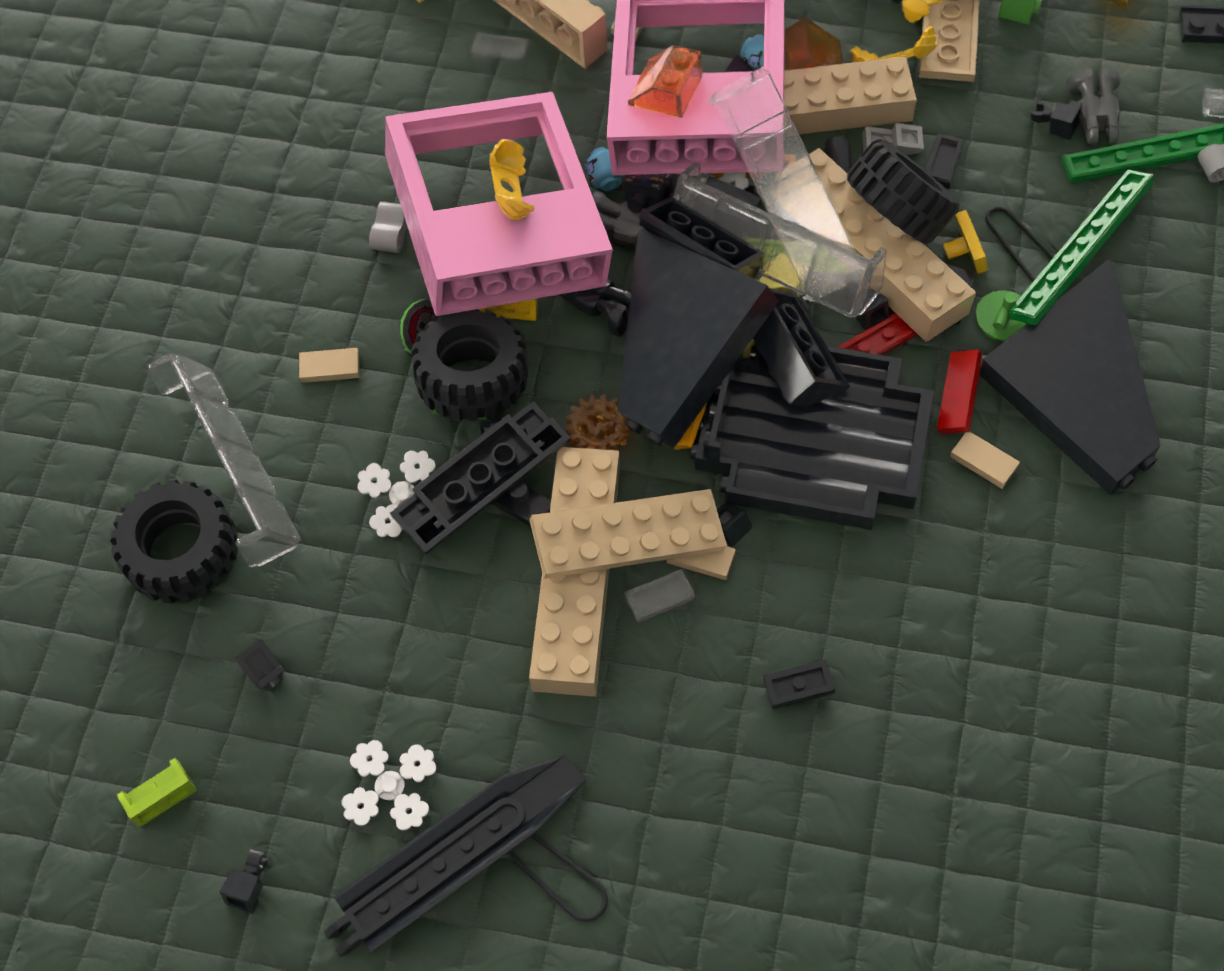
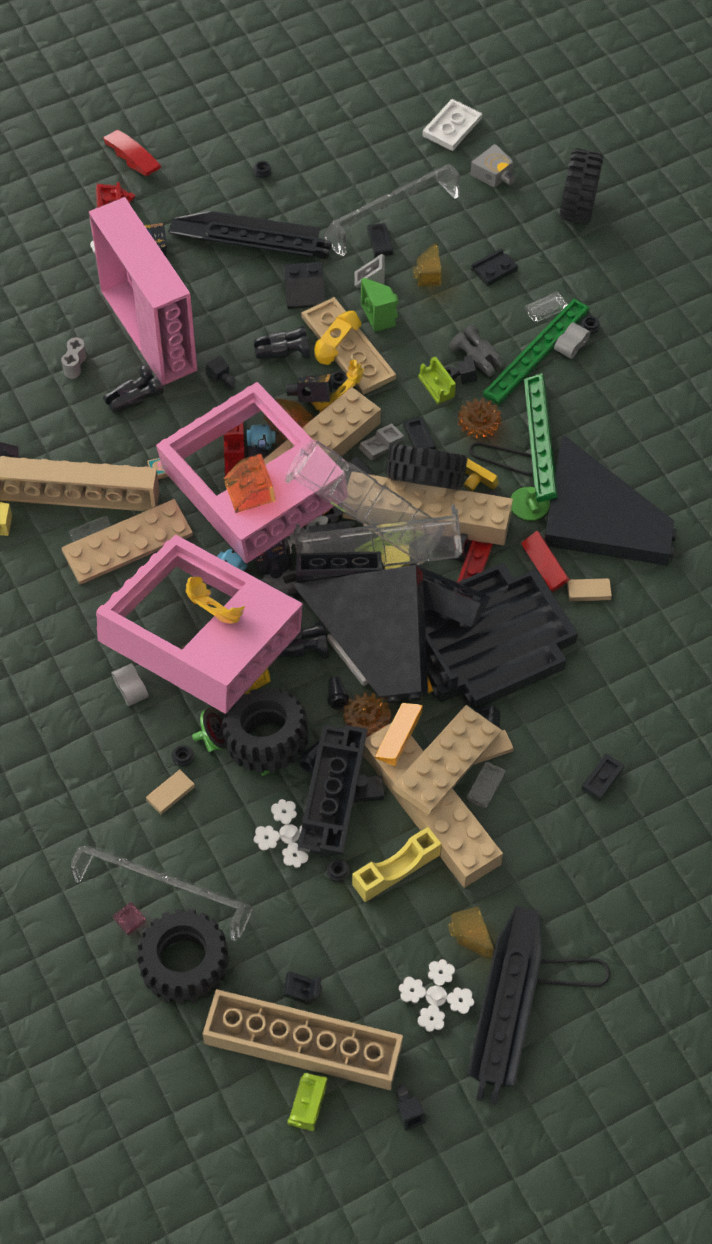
camera: 45 degrees left, 5 degrees down
(172, 465) = (129, 918): none -> clear pink tile
(208, 724) = (303, 1039): none -> tan brick
(374, 329) = (182, 750): none -> black plate
(411, 563) = (337, 864): none -> black plate
(442, 608) = (379, 876): none -> light yellow arch
(489, 742) = (471, 931): none -> clear yellow slope
(504, 74) = (125, 541): none -> tan plate
(588, 380) = (337, 694): none -> black cone
(599, 467) = (399, 733): none -> light orange slope
(721, 49) = (233, 447): none -> red slope
(863, 34) = (319, 386): none -> black torso
(904, 42) = (338, 376): none -> black plate
(1017, 111) = (437, 381): none -> lime hinge
(1030, 181) = (489, 419): none -> clear orange gear

